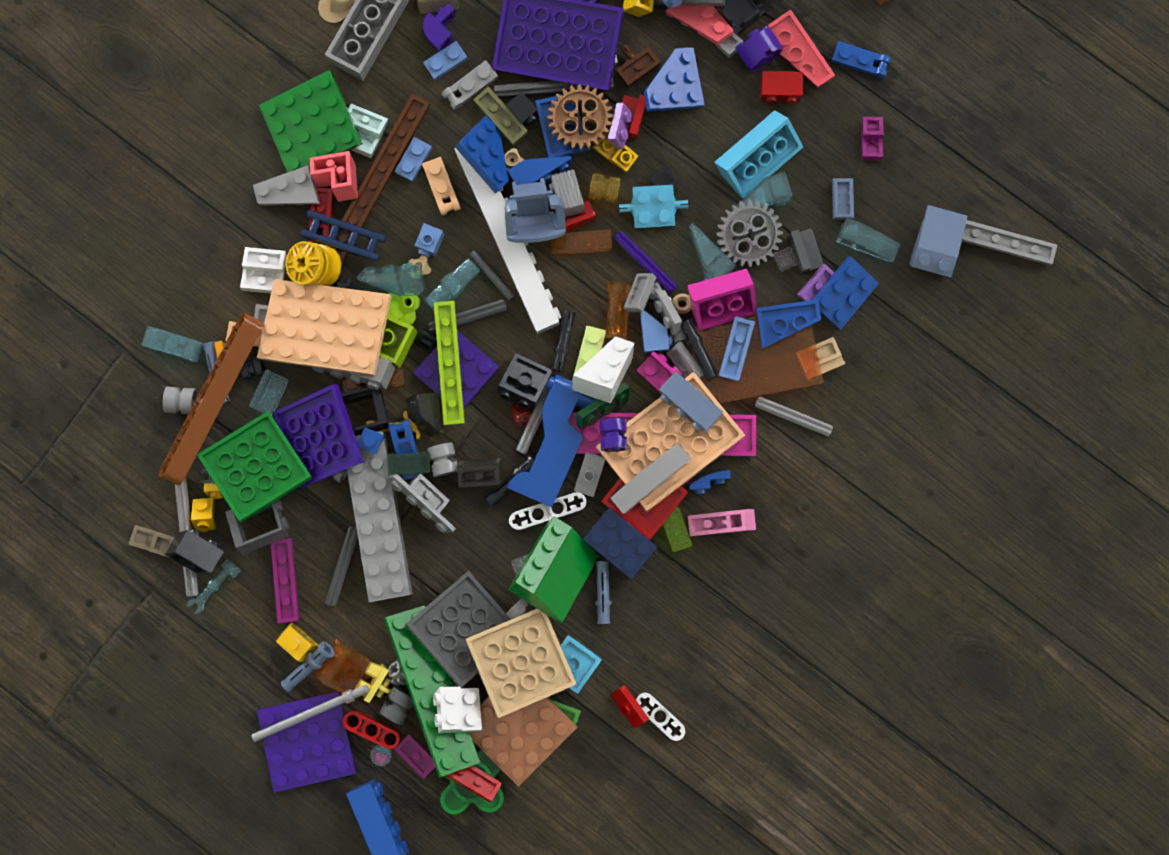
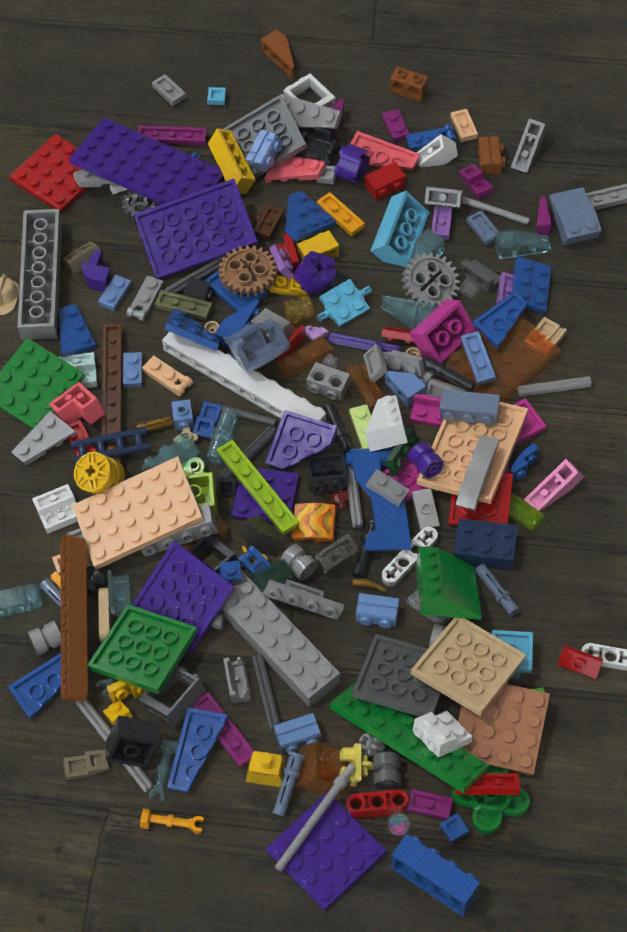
camera: 30 degrees left, 25 degrees down
(149, 443) = (38, 686): none -> blue wing
(193, 636) = (170, 821): none -> light orange piece
(243, 410) = (104, 613): none -> tan beam
(249, 583) = (195, 744): none -> blue wing
(322, 541) = (237, 680): none -> light grey hinge
(344, 624) = (297, 733): none -> medium blue brick
(381, 84) = (74, 332): none -> blue wing
(399, 234) = (157, 424): none -> pearl gold axle
(423, 789) = (454, 828): none -> blue plate
(450, 258) = (207, 420): none -> blue slope
(483, 425) = (315, 522): none -> slope
(484, 549) = (377, 610): none -> medium blue brick
(490, 512) = (368, 584): none -> pearl gold helmet
(517, 335) = (299, 439): none -> plate
(565, 437) = (387, 487): none -> light grey plate
(588, 283) = (329, 378): none -> light grey brick
(599, 265) = (330, 361): none -> clear bush
(607, 221) = (315, 332): none -> lavender tile
(644, 158) = (315, 272): none -> dark purple brick
(666, 128) = (321, 243): none -> yellow brick
(683, 271) = (393, 334): none -> red plate
(713, 99) = (341, 214): none -> light orange plate
(805, 168) = (442, 221): none -> medium lavender plate
(824, 142) = (443, 197): none -> light grey brick
(836, 21) = (395, 125): none -> magenta plate
(854, 82) = (437, 152): none -> white slope
(869, 184) = (524, 220): none -> light grey bar
(903, 64) = (464, 125): none -> light nougat plate
(905, 117) = (490, 155): none -> dark orange brick
(906, 226) = (543, 221): none -> magenta slope
(950, 129) = (529, 145): none -> light grey slope

